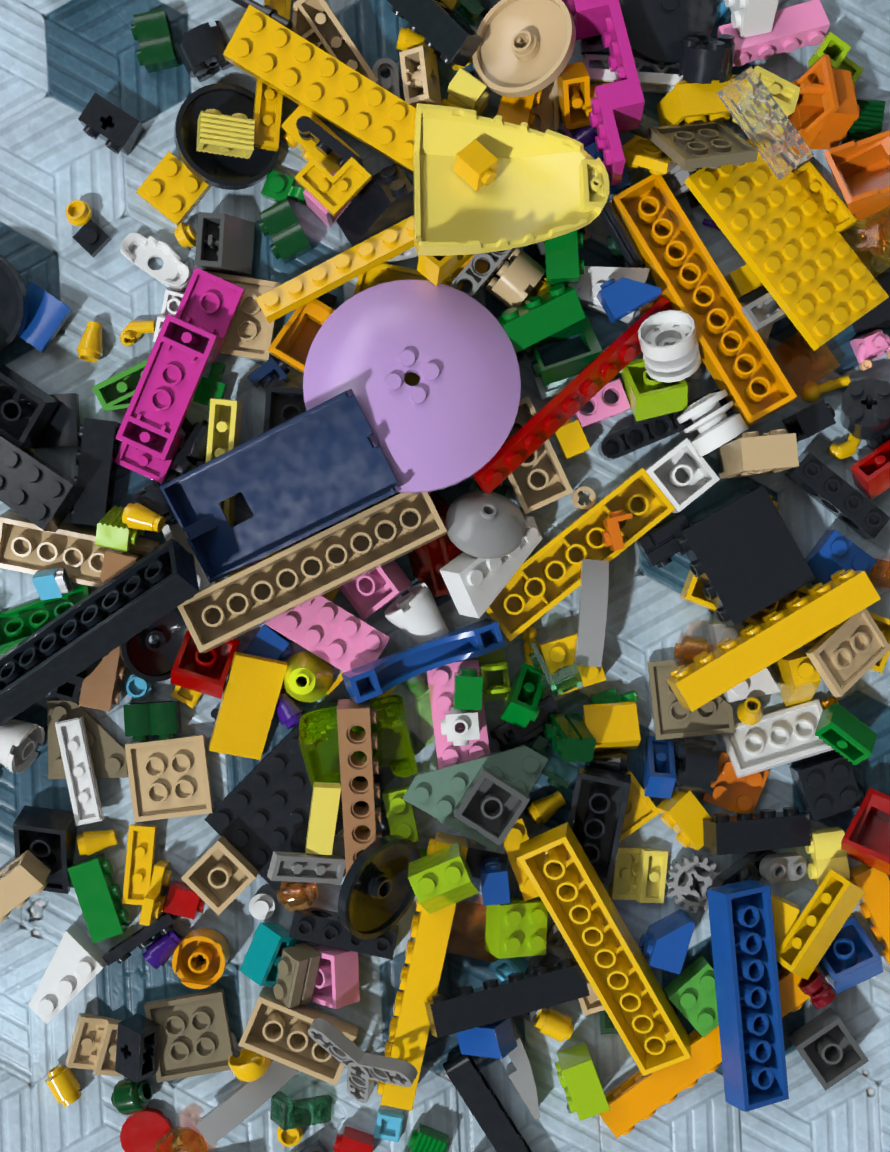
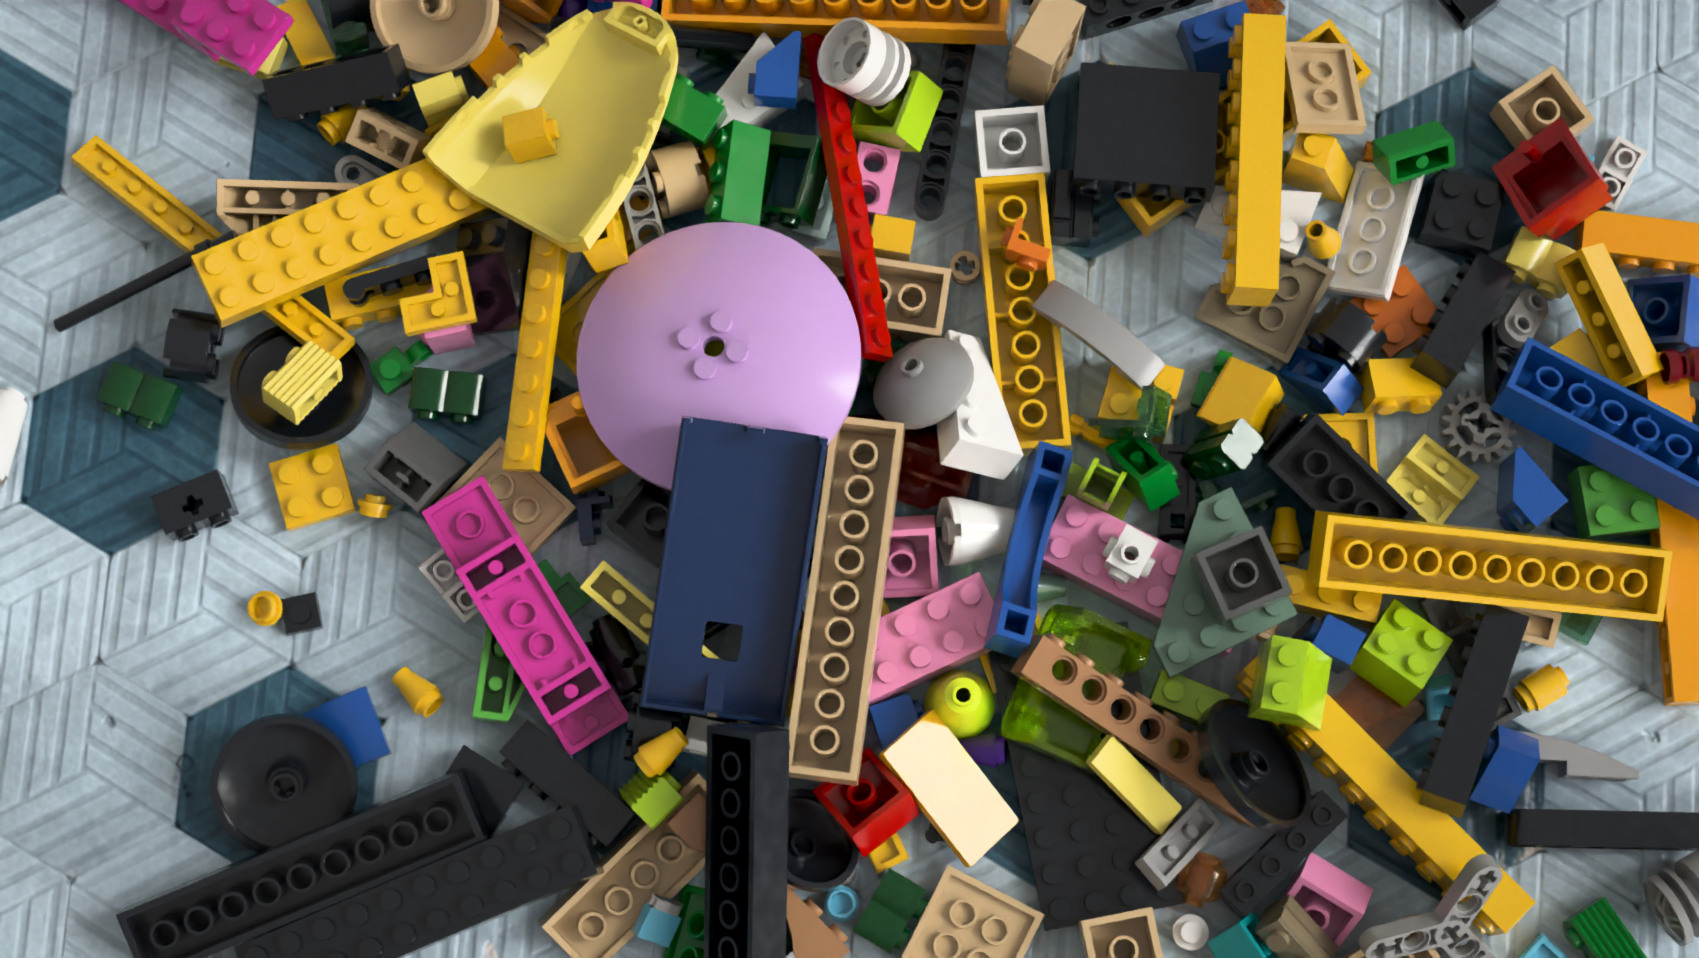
camera: 55 degrees left, 10 degrees down
(134, 331) = (437, 633): yellow arm -> none
(141, 249) = (353, 567): white piece -> none
(468, 689) = (1093, 518): green brick -> none
(581, 1082) = (1626, 695): lime brick -> none
(691, 647) = (1209, 260): clear orange head -> none
(712, 422) = (977, 71): white wheel -> none

